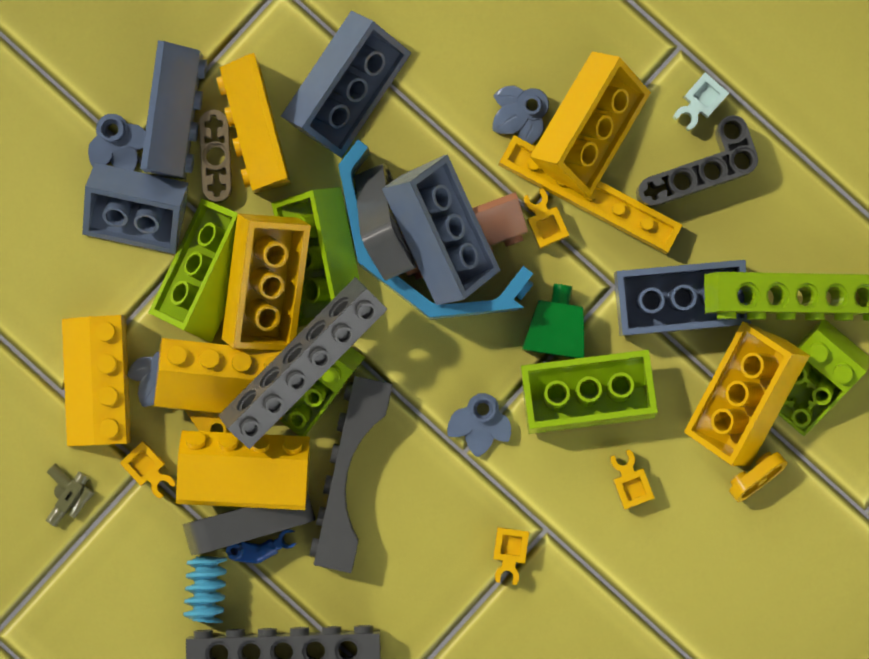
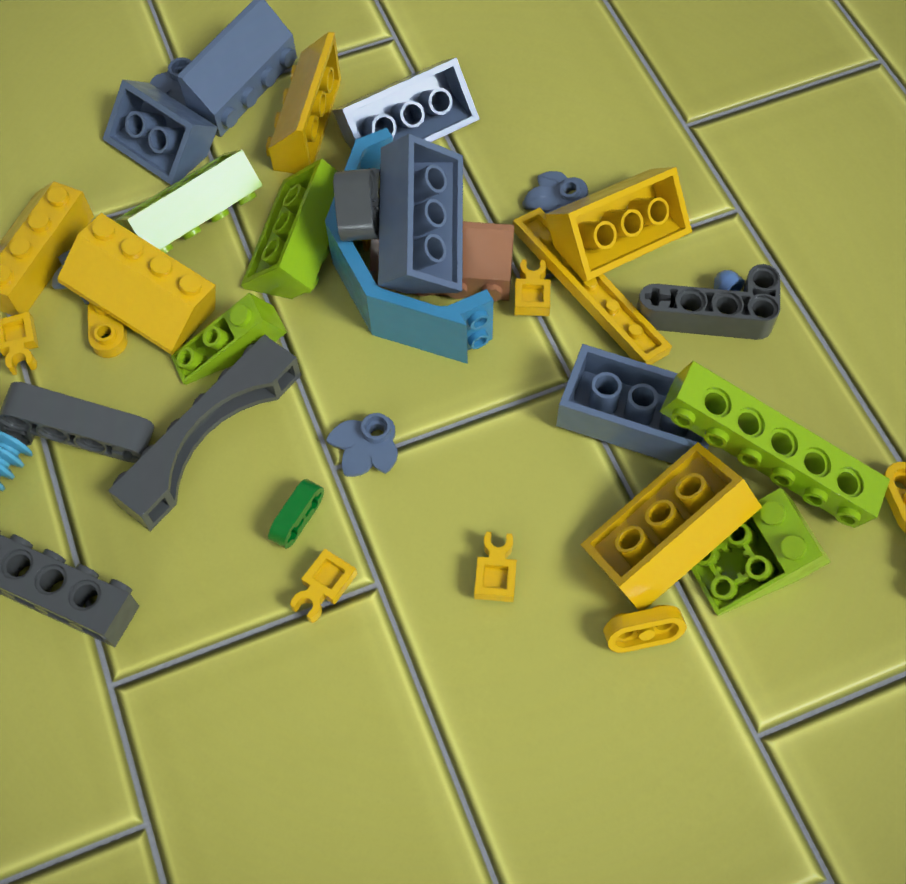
camera: 30 degrees right, 25 degrees down
(222, 132) = (257, 112): dark tan beam -> none
(225, 472) = (101, 369): yellow slope -> none
(257, 553) = (66, 466): blue arm -> none
(265, 281) = (230, 212): yellow brick -> none
(302, 363) = (213, 281): dark grey brick -> none
(459, 509) = (296, 513): none -> green beam
(557, 326) = (492, 385): green torso -> none
(588, 391) = (494, 454): lime slope -> none
(701, 138) = (728, 281): none -> medium blue hinge
(703, 99) = (741, 250): light aqua plate -> none

